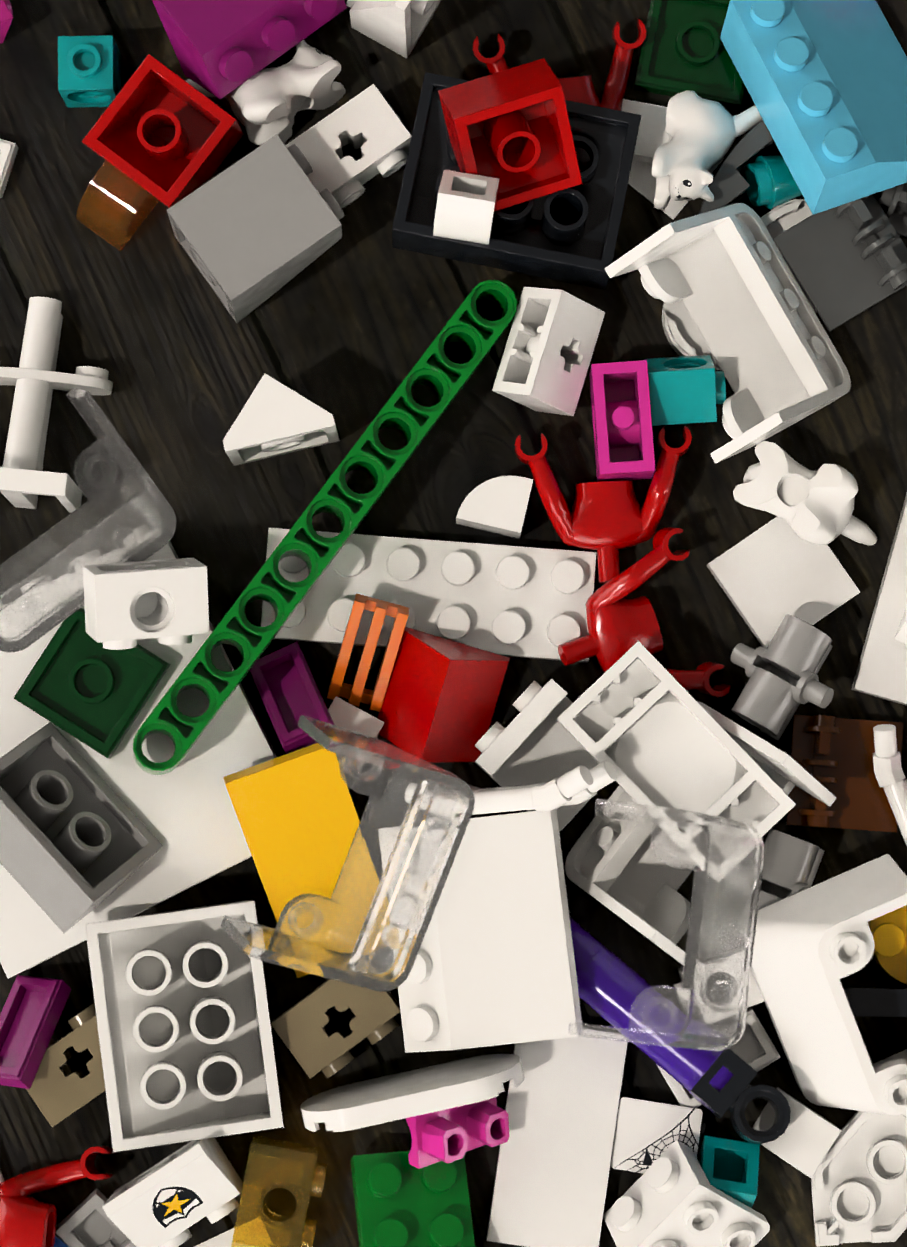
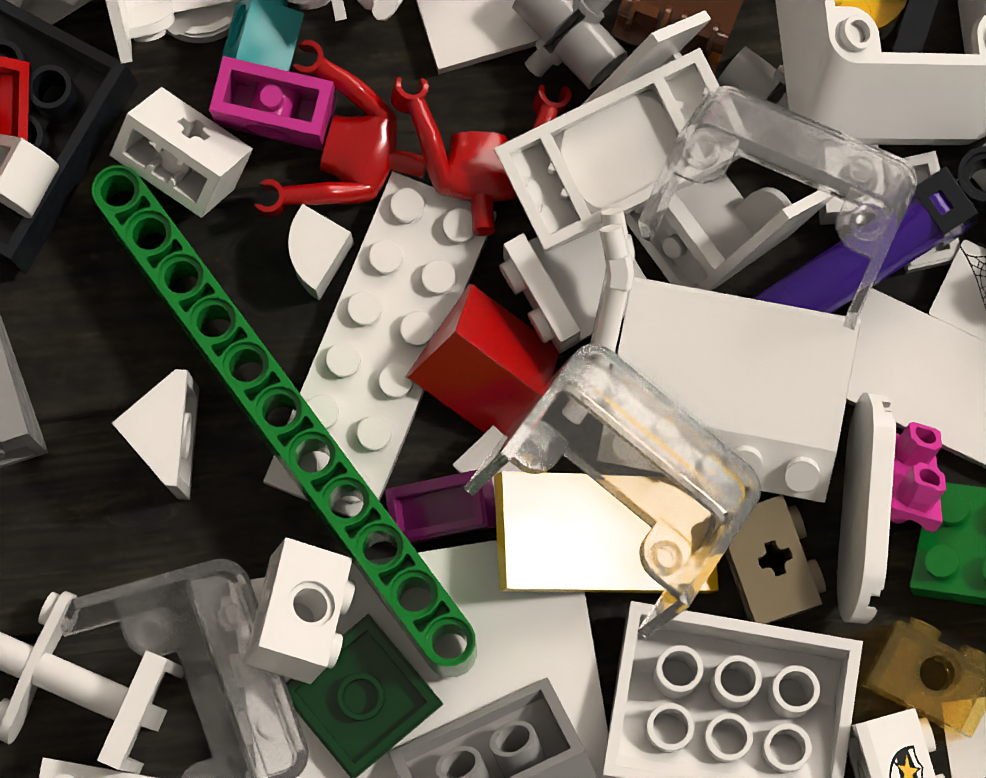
camera: 70 degrees left, 5 degrees down
(357, 693) = (454, 445): orange tile -> none

